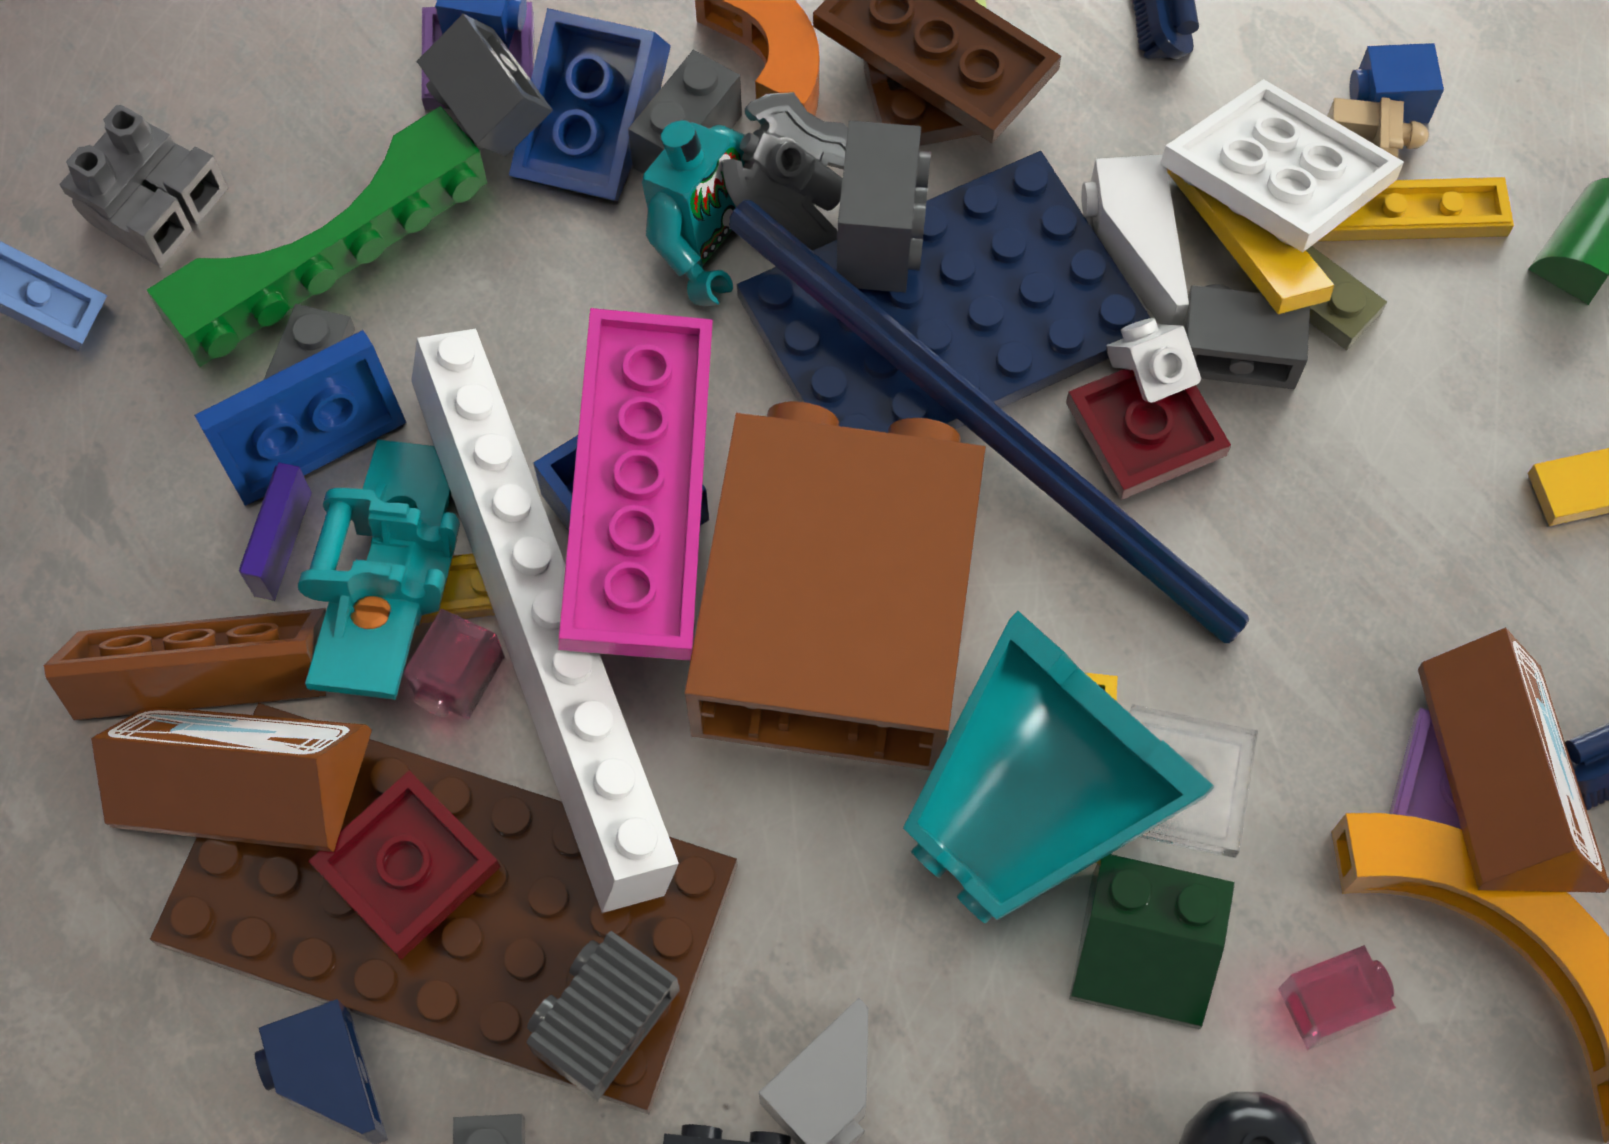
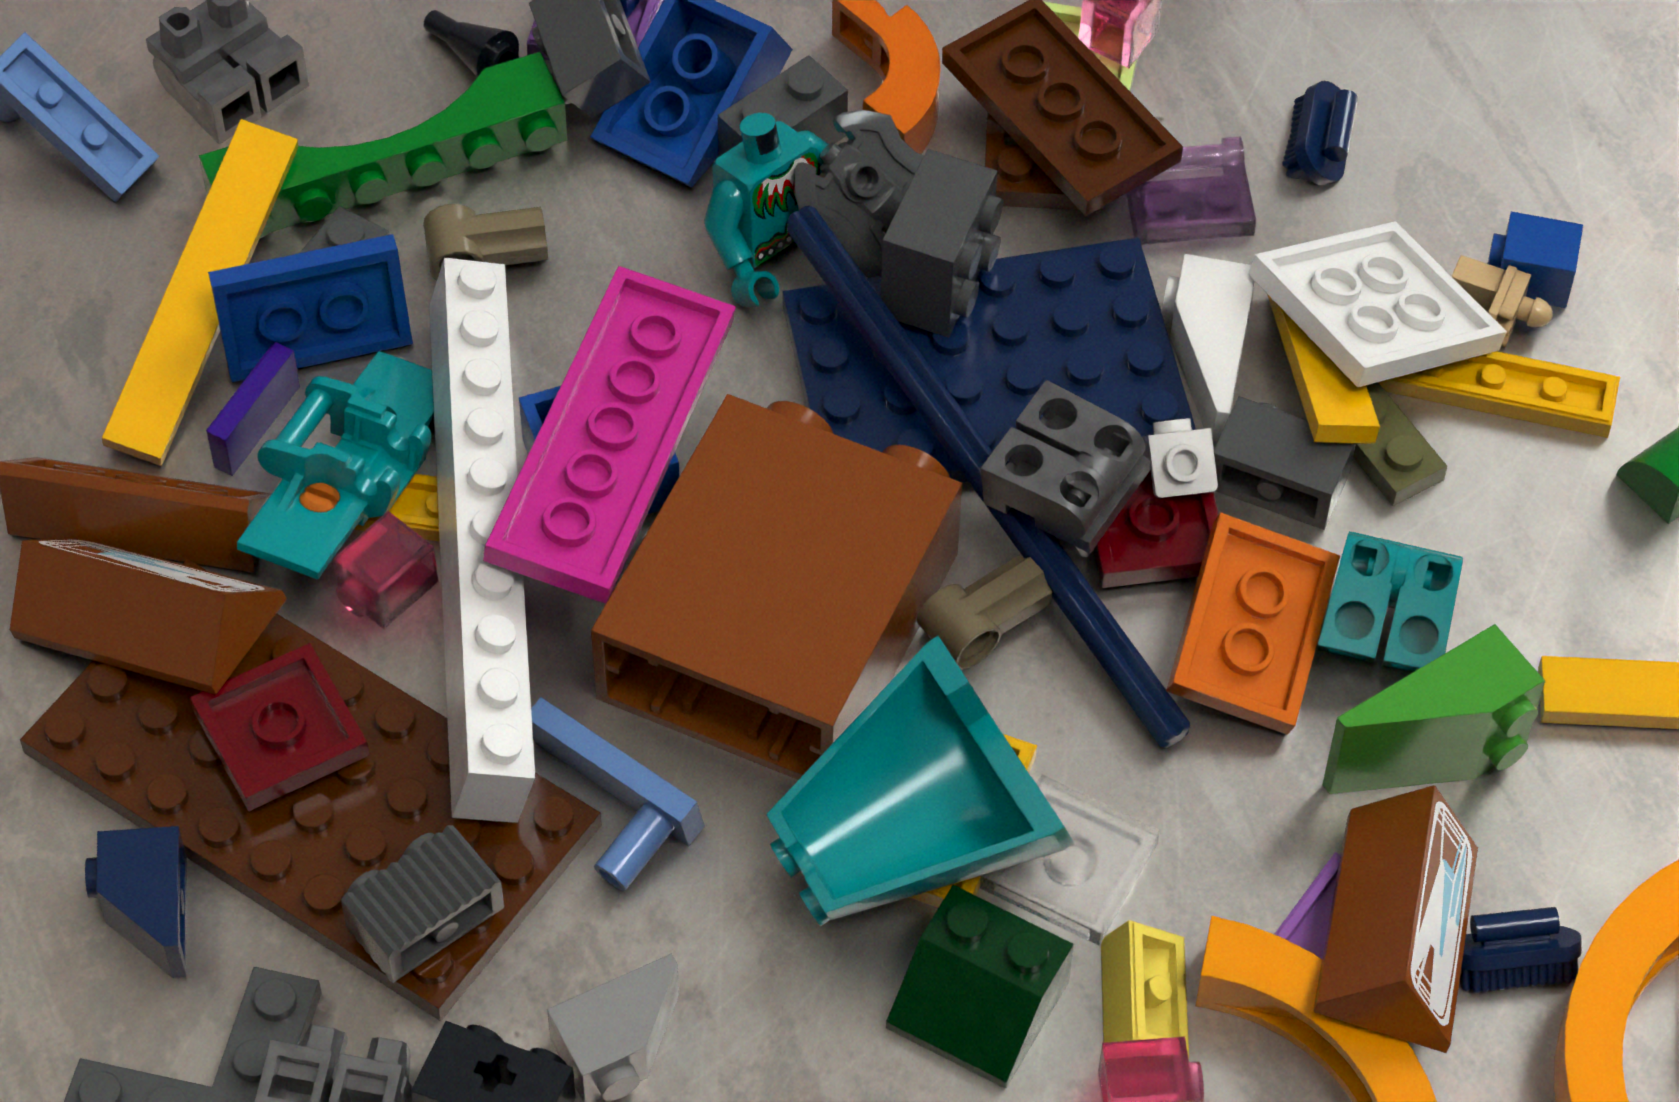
camera: 15 degrees right, 10 degrees down
(183, 460) = (187, 316): none -> yellow tile
(376, 112) = (472, 43): none -> black cone
(443, 304) = (489, 237): none -> dark tan piece
(792, 838) = (658, 804): none -> medium blue piece
(1019, 564) = (977, 616): none -> dark tan piece
(1070, 401) = (1066, 468): none -> flat silver hips
(1081, 105) = (1196, 206): none -> clear purple plate
(1276, 504) = (1253, 623): none -> orange plate
(1295, 899) = (1143, 984): none -> light yellow slope
(1396, 452) = (1397, 576): none -> teal hips
(1506, 540) = (1440, 721): none -> bright green slope

